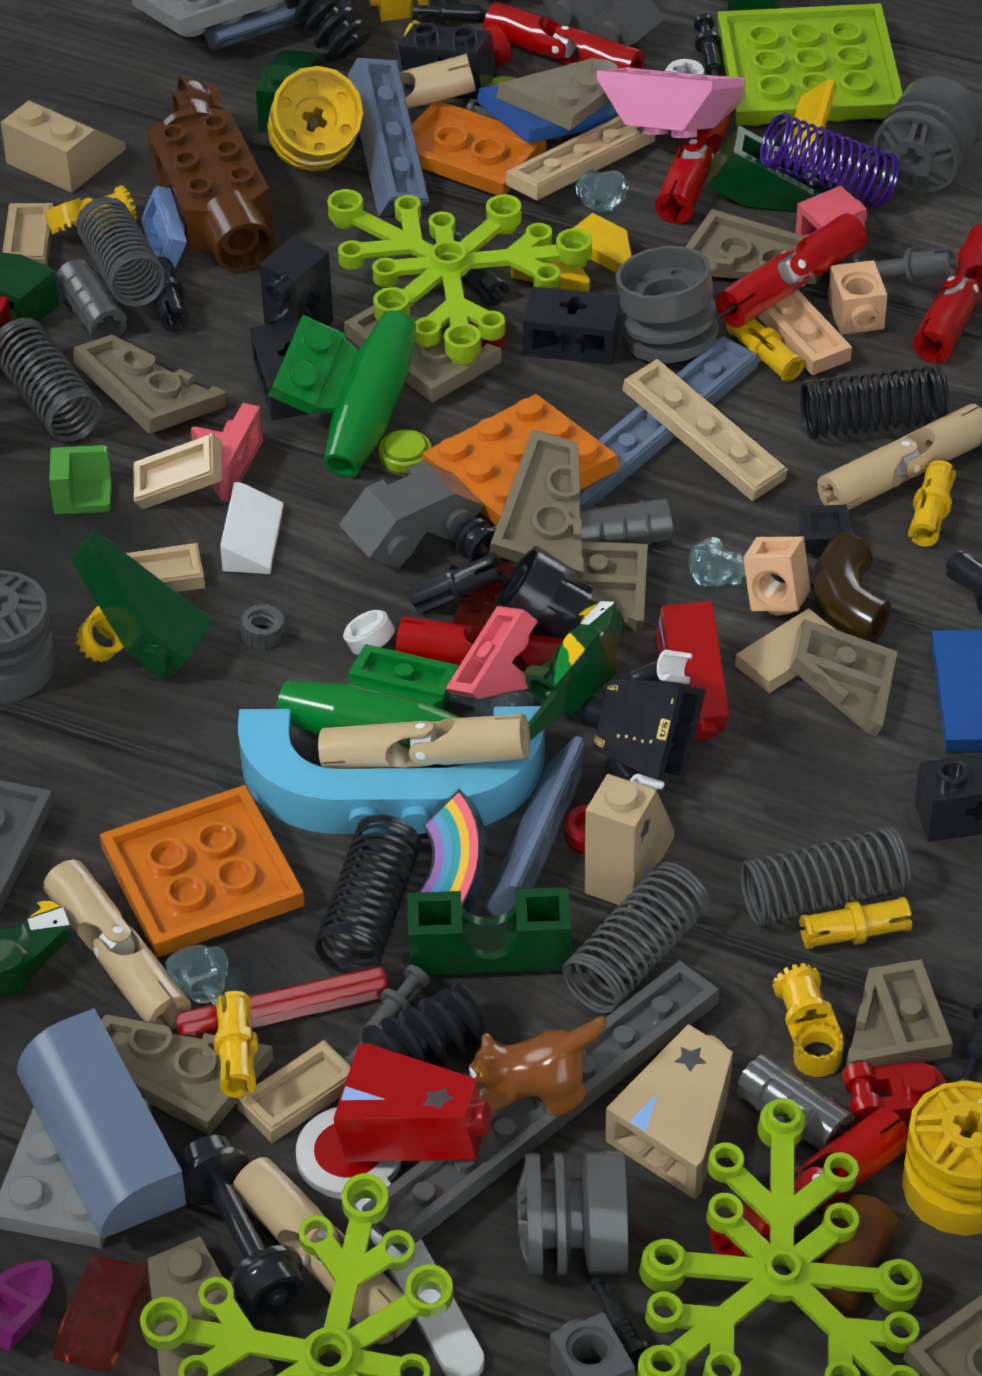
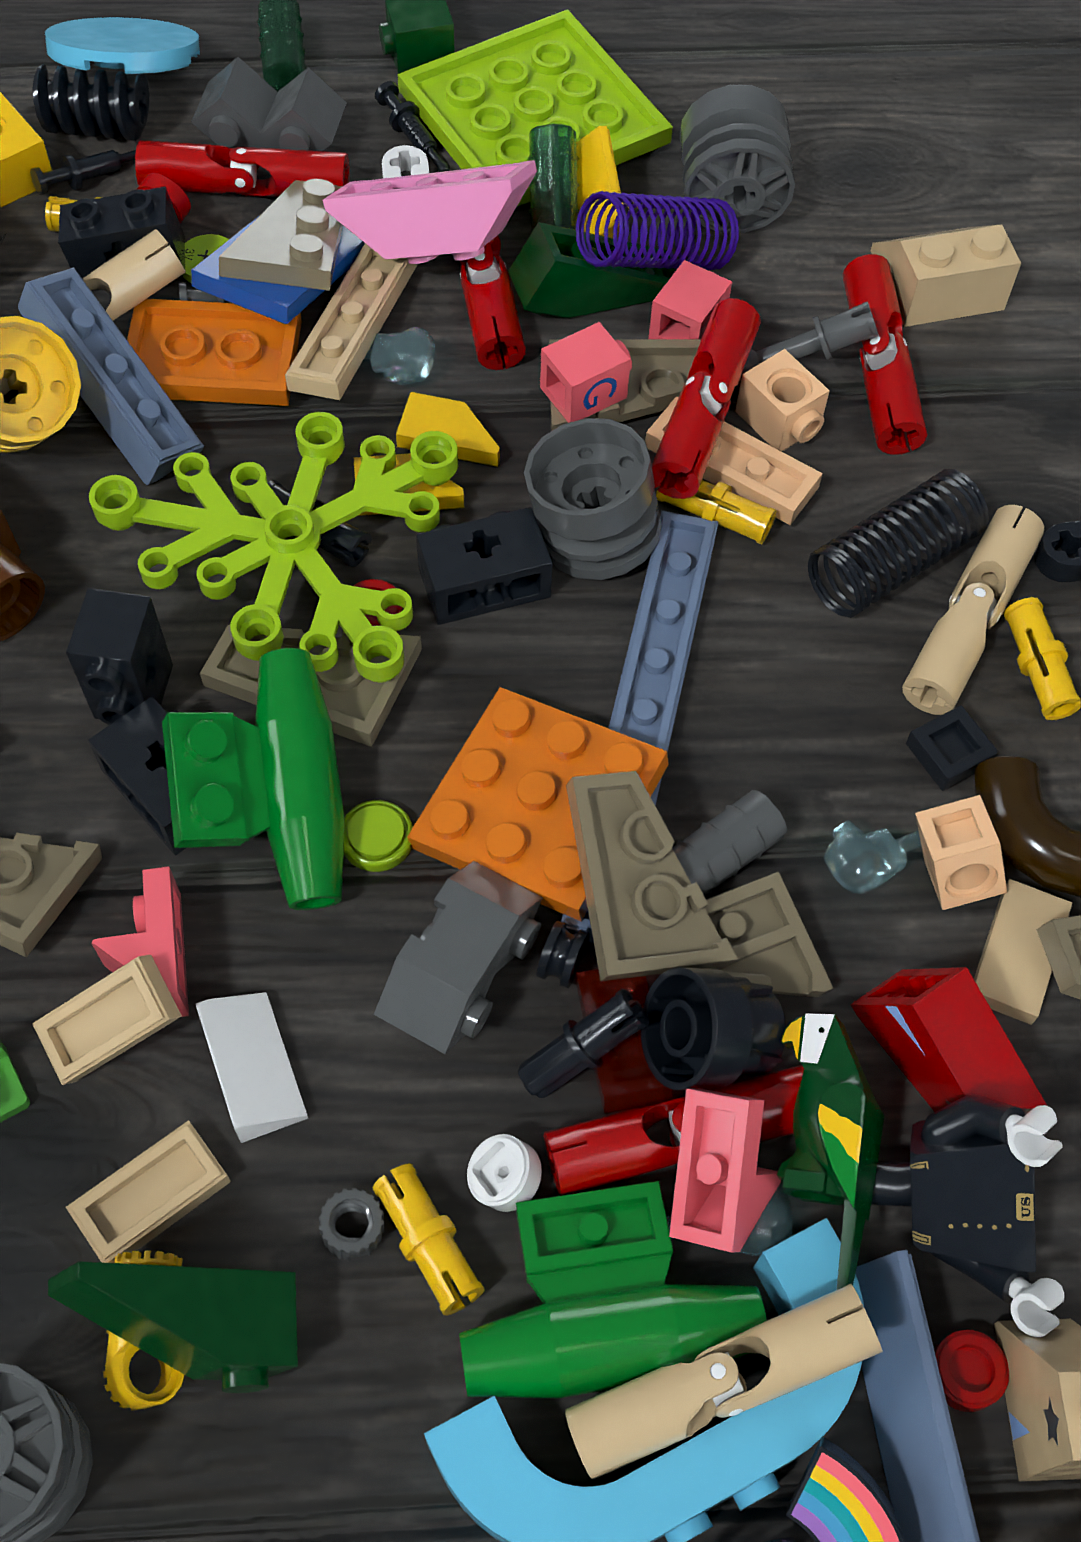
camera: 30 degrees left, 15 degrees up
(302, 642) = (428, 1239): none -> yellow pin
(705, 430) = (729, 659): tan tile -> none
(716, 228) = (585, 372): none -> coral brick
(785, 94) = (555, 183): none -> clear green axle

